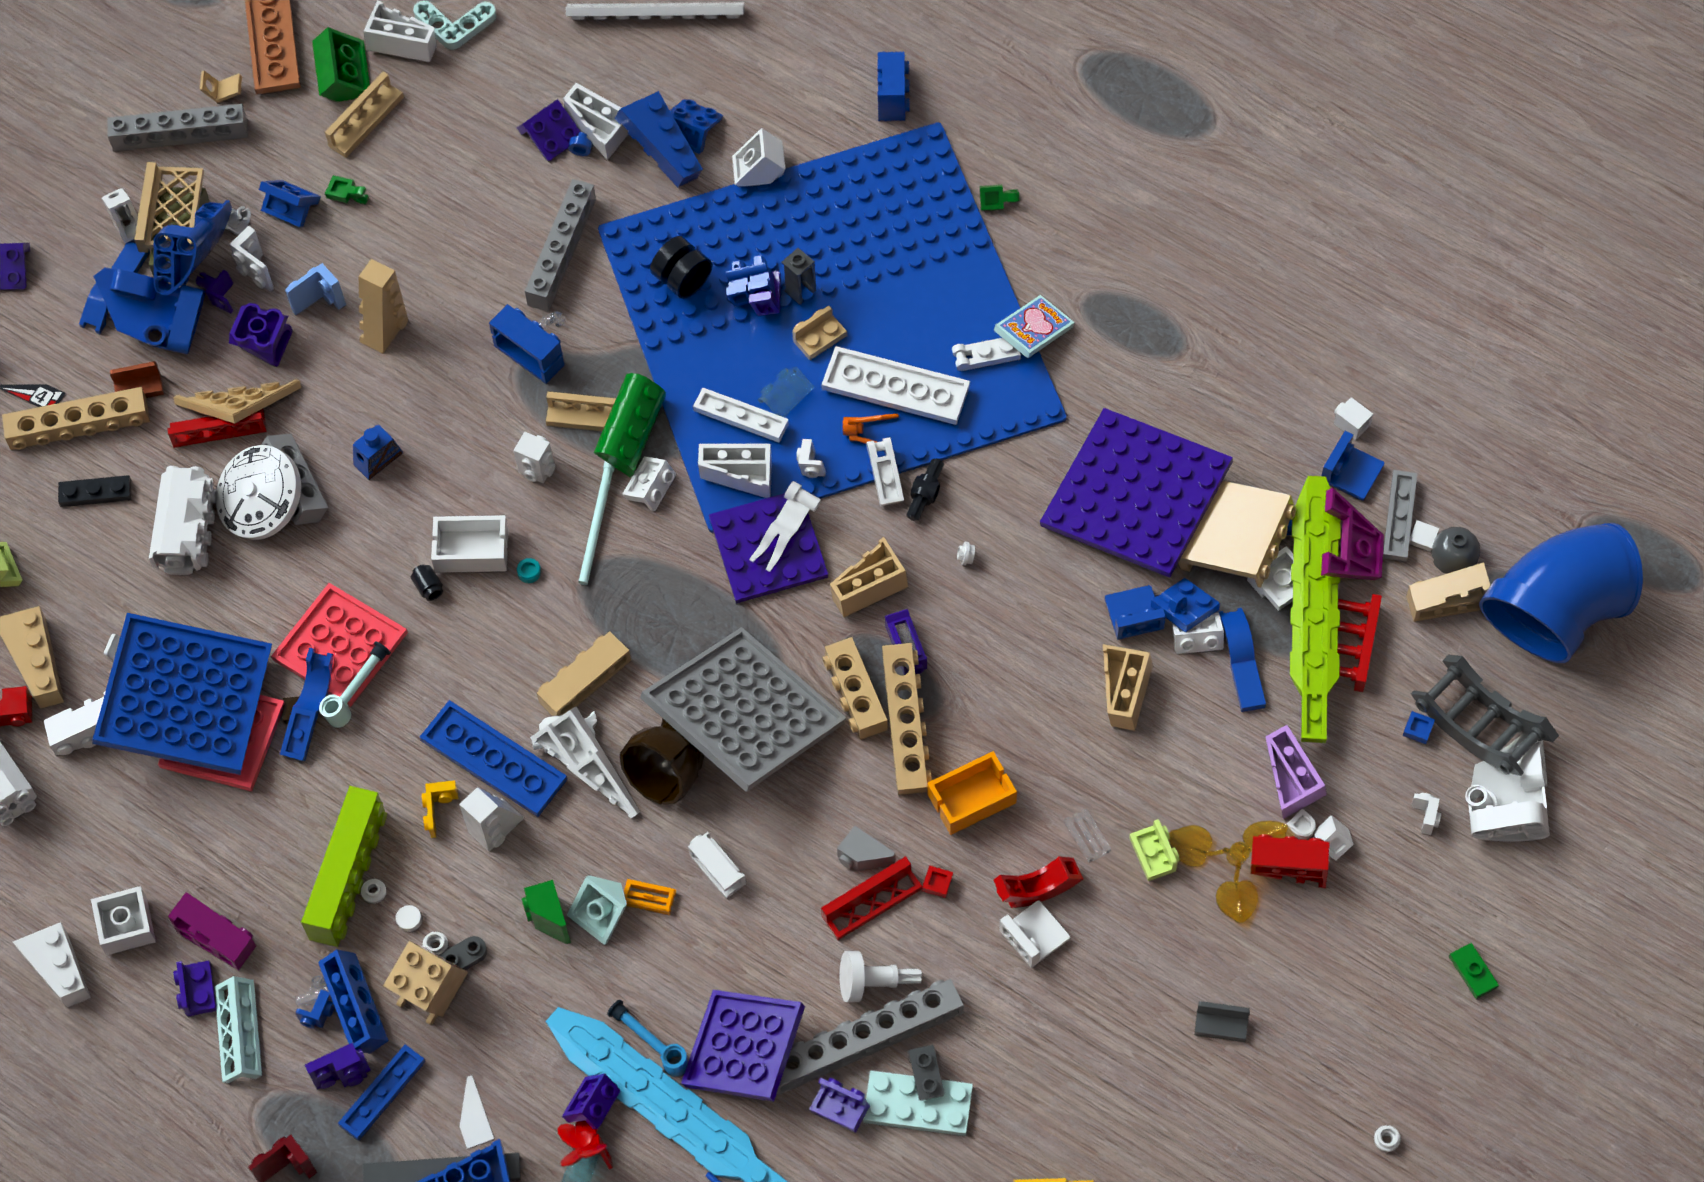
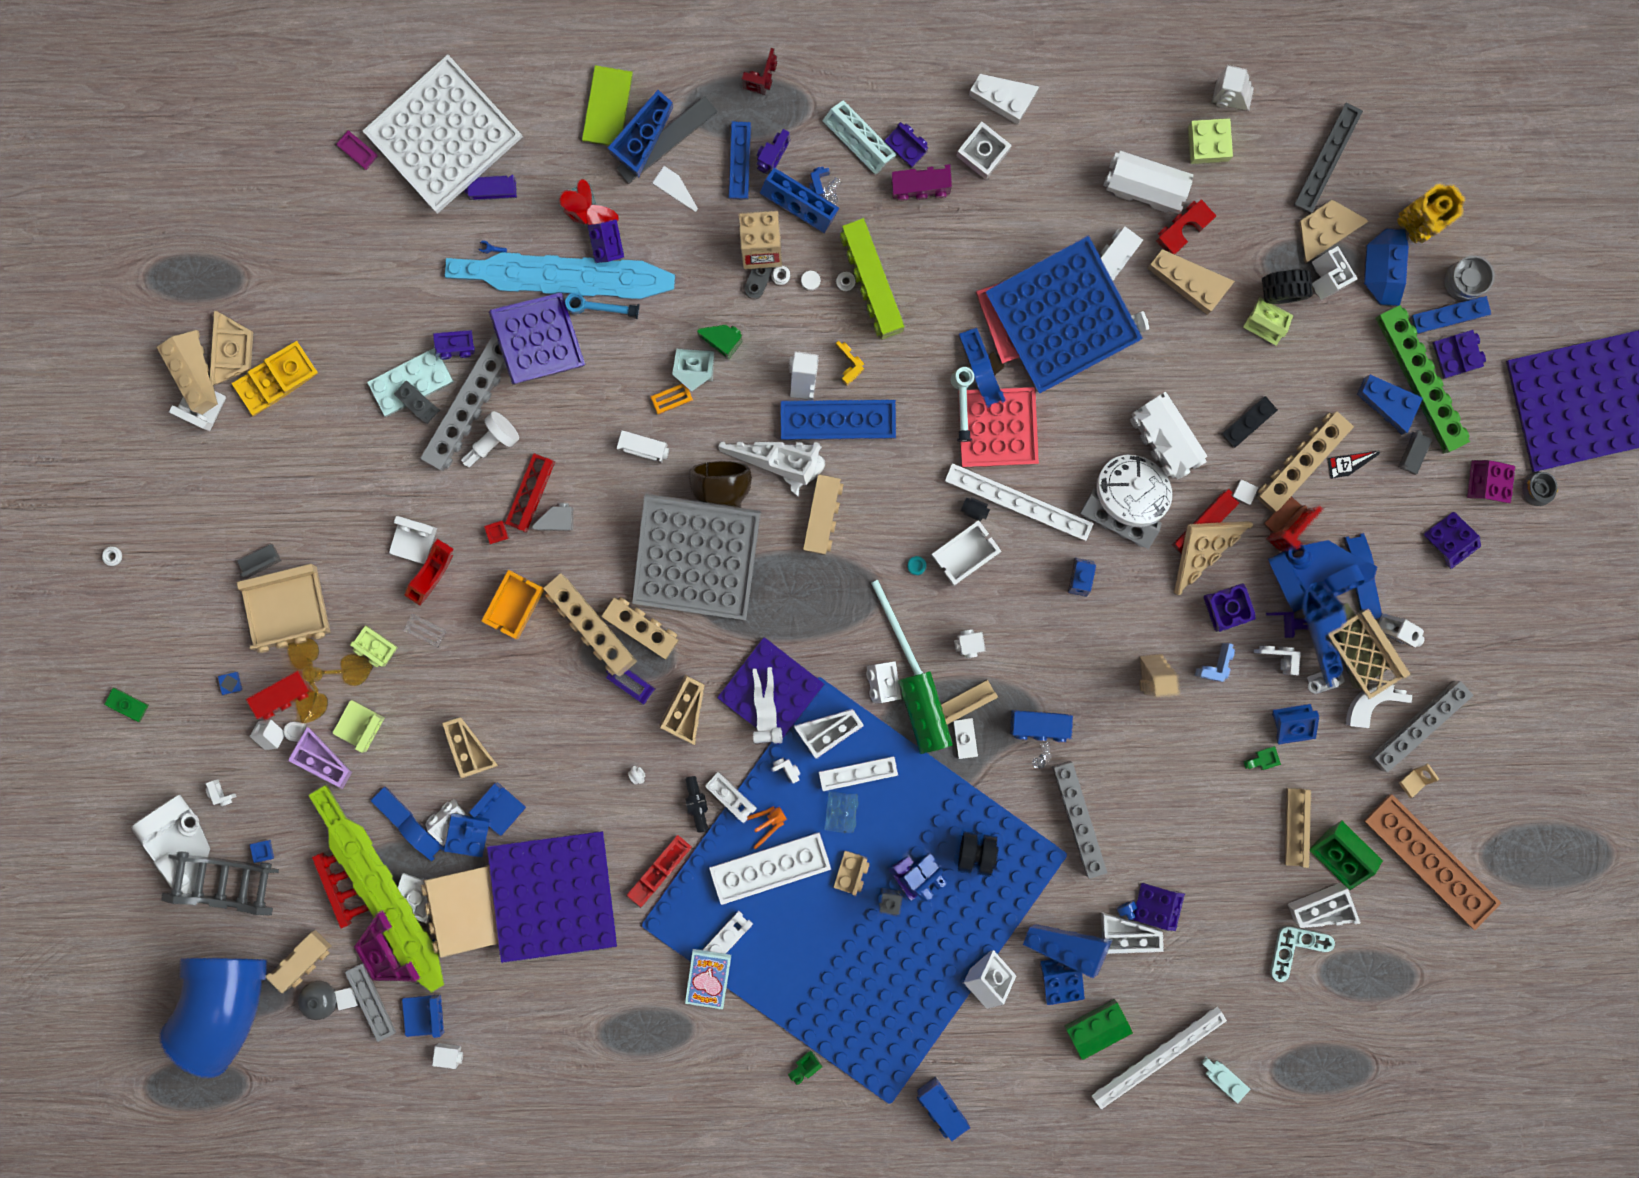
camera: 140 degrees right, 25 degrees up
(148, 335) = (1287, 539): none -> red fence
(155, 430) = (1245, 492): none -> white tile
(218, 175) = (1362, 707): none -> white arch
(379, 562) = (1019, 502): none -> white plate
(611, 381) = (965, 738): none -> white plate
(690, 67) = (1098, 1029): none -> green slope
(1010, 454) = (659, 871): none -> red slope
(1226, 781) = (358, 726): none -> yellowish green bracket
(1226, 951) = (284, 608): none -> tan panel
(1341, 918) = (230, 683): none -> tile

